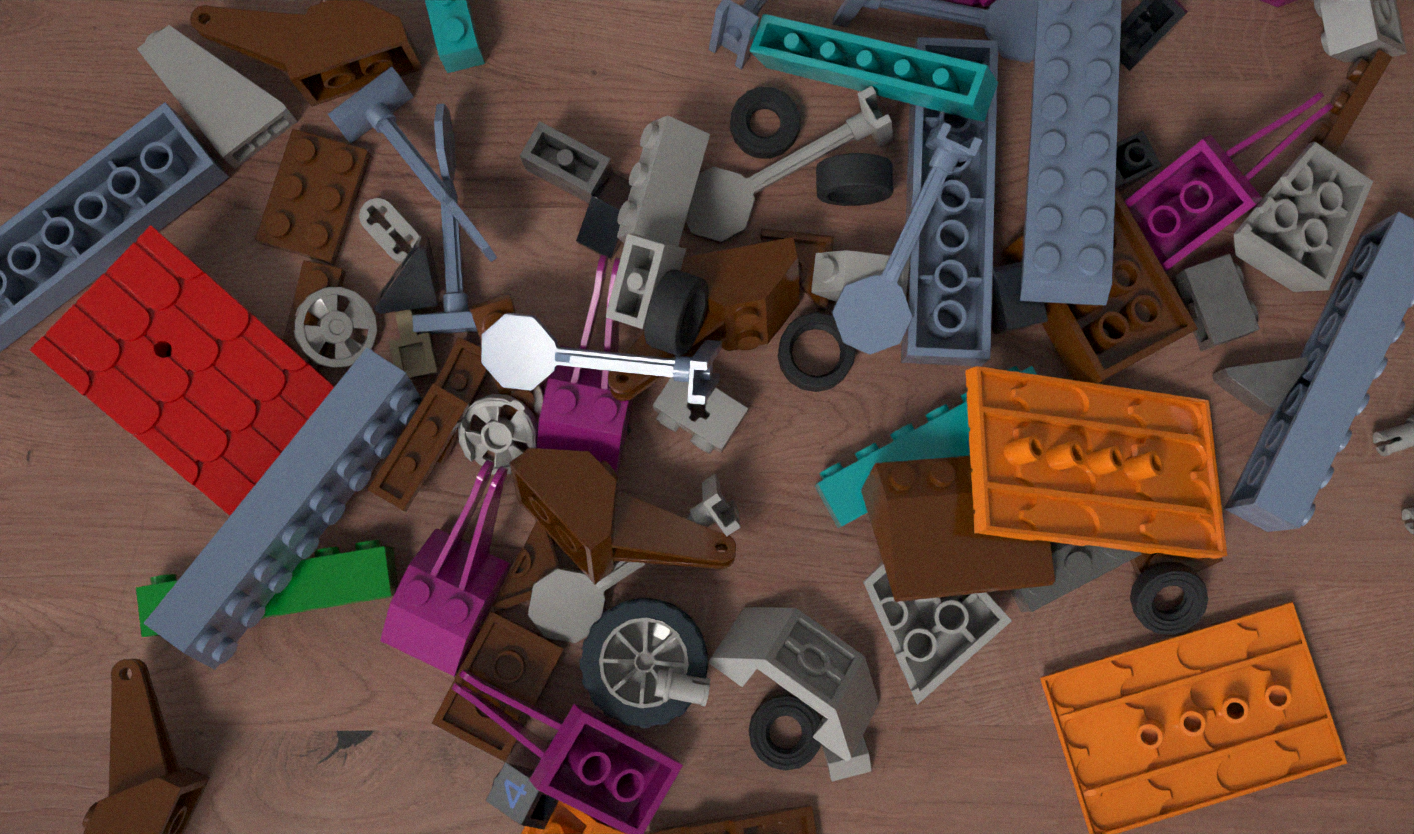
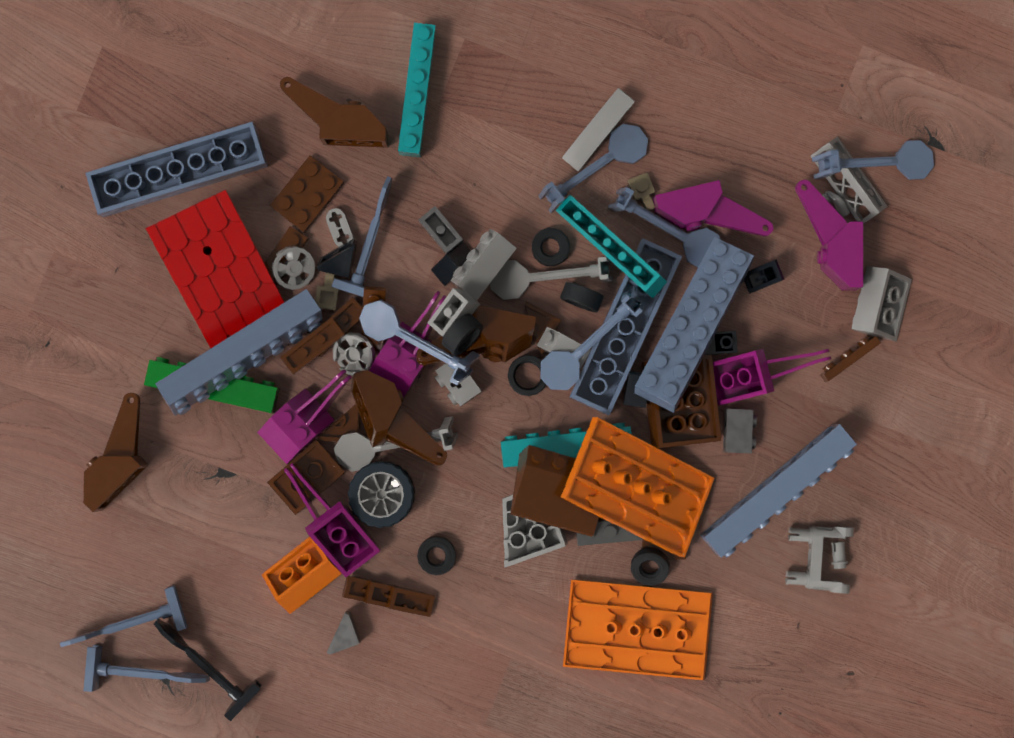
camera: 20 degrees right, 5 degrees up
(222, 102) = (278, 126): light grey slope -> none
(374, 109) = (355, 161): sand blue piece -> none
(519, 799) = (296, 535): black brick -> none
(682, 687) = (393, 513): light grey pin -> none
(807, 664) = (459, 527): light grey slope -> none
(841, 769) = (461, 578): light grey slope -> none
(1262, 384) = (743, 480): flat silver slope -> none
(1304, 221) = (796, 408): light grey wedge -> none

